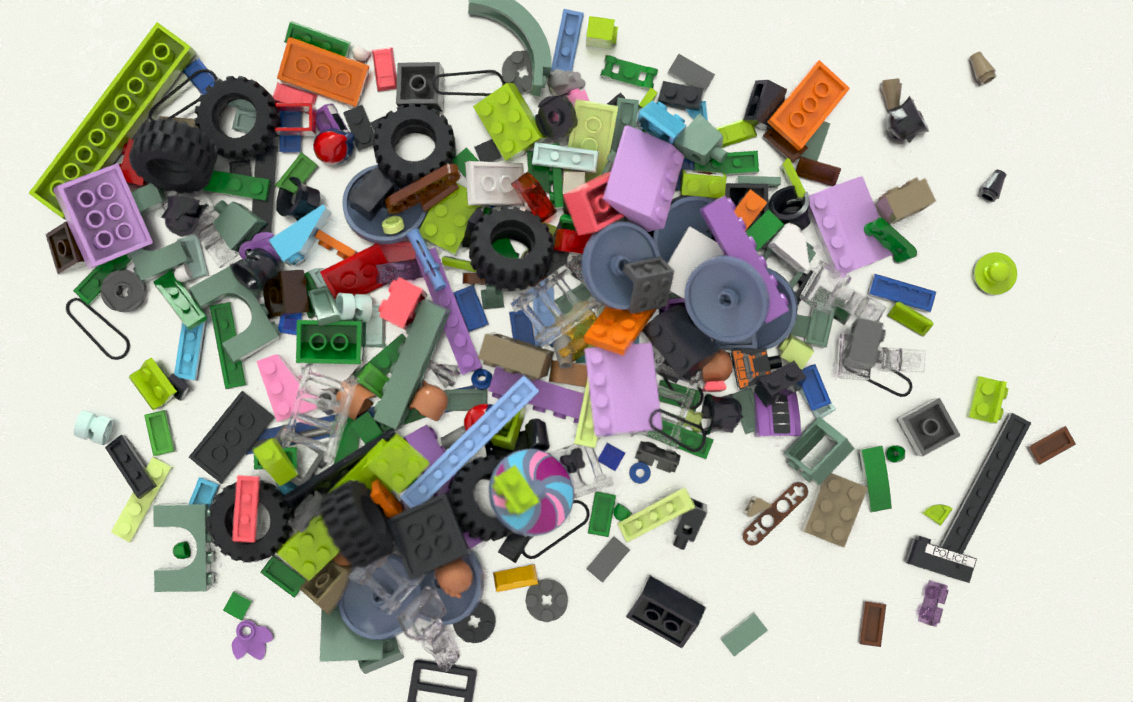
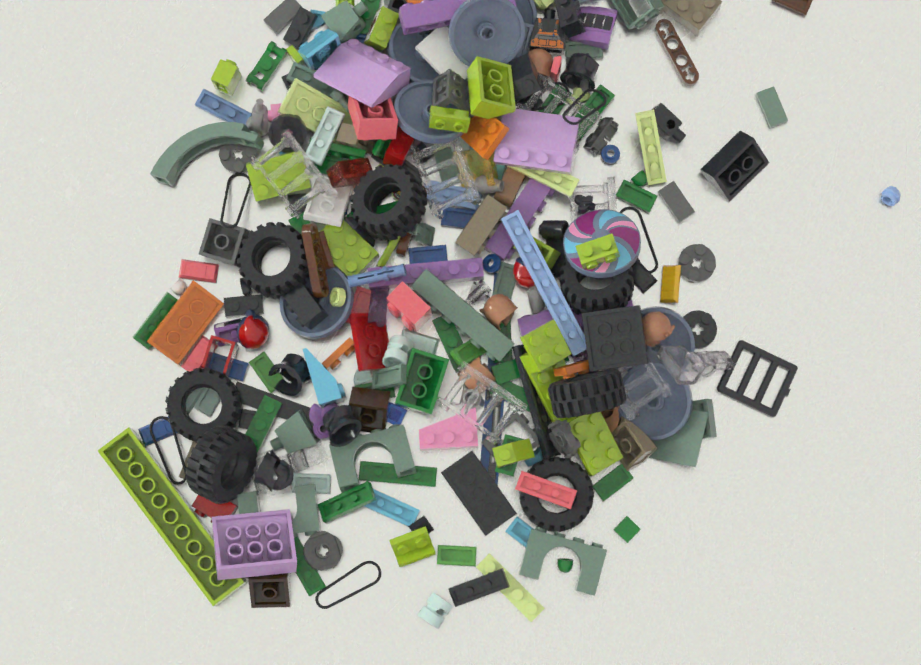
camera: 75 degrees left, 5 degrees down
(183, 273) = (323, 493): white hinge -> none
(252, 643) = (662, 526): medium lavender plate -> none
(530, 137) = (298, 157): none -> clear fence
(611, 456) = (589, 174): clear blue tile -> none
(615, 287) = (449, 119): none -> lime bracket
(664, 322) = (490, 88): none -> lime slope
(756, 506) = (666, 64): dark tan slope -> none

